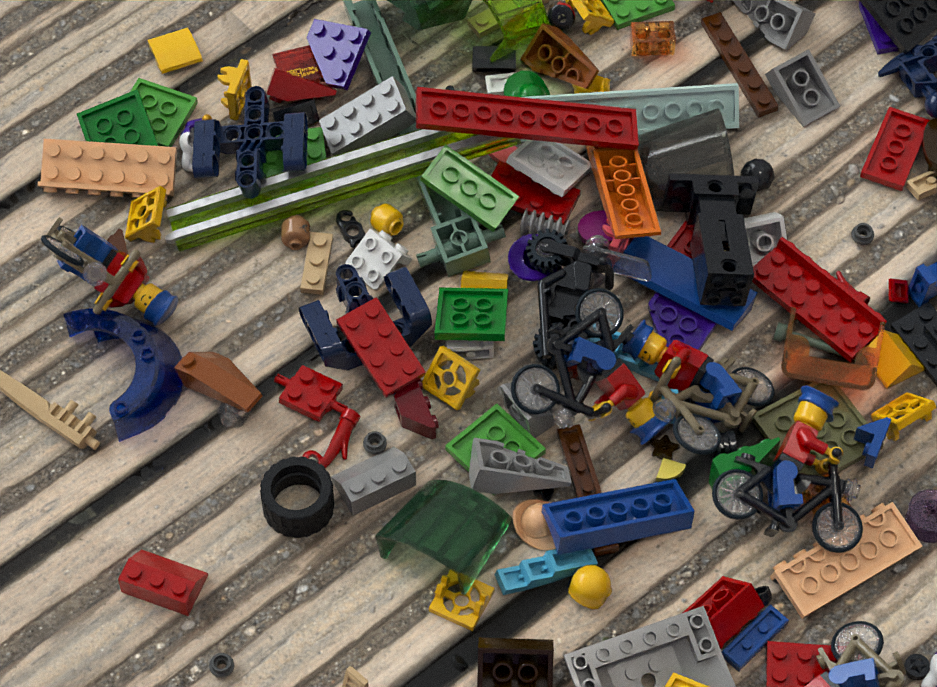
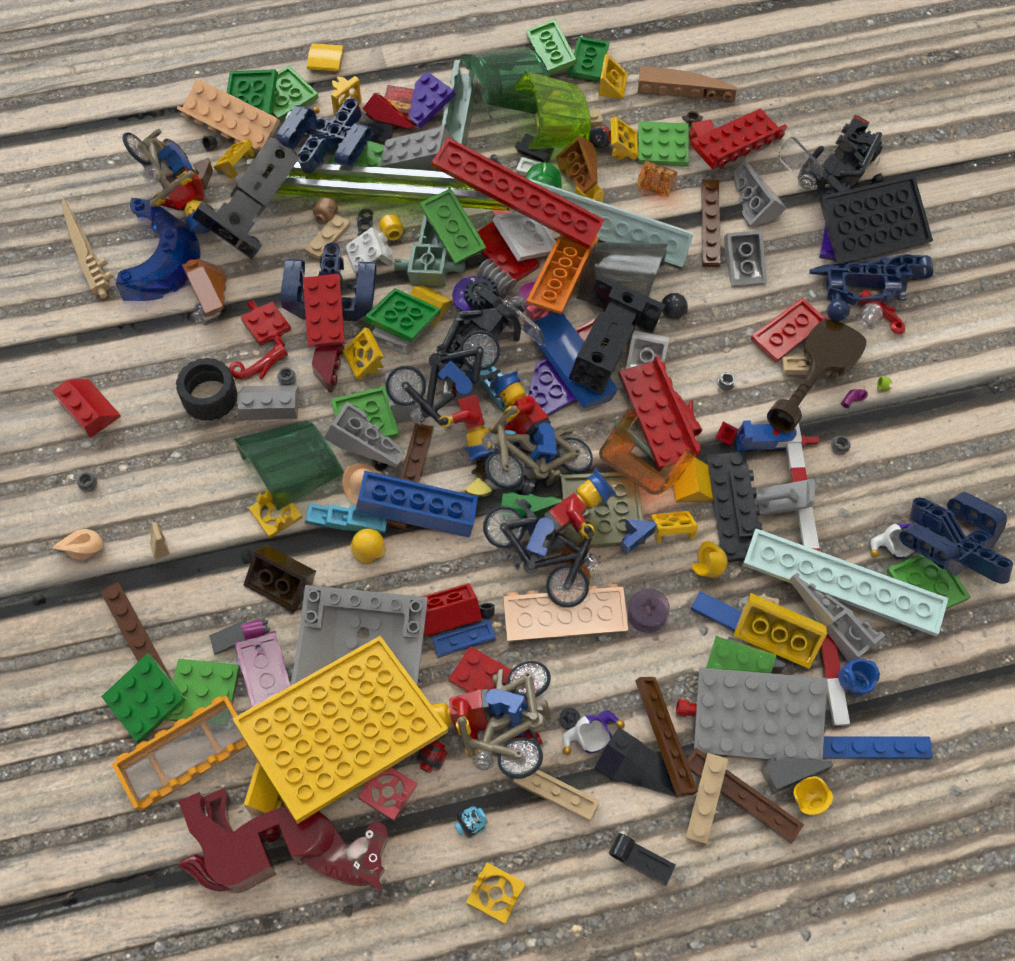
camera: 25 degrees right, 5 degrees up
(97, 210) = (209, 142): none -> black hinge
(212, 248) = (249, 197): none -> black brick

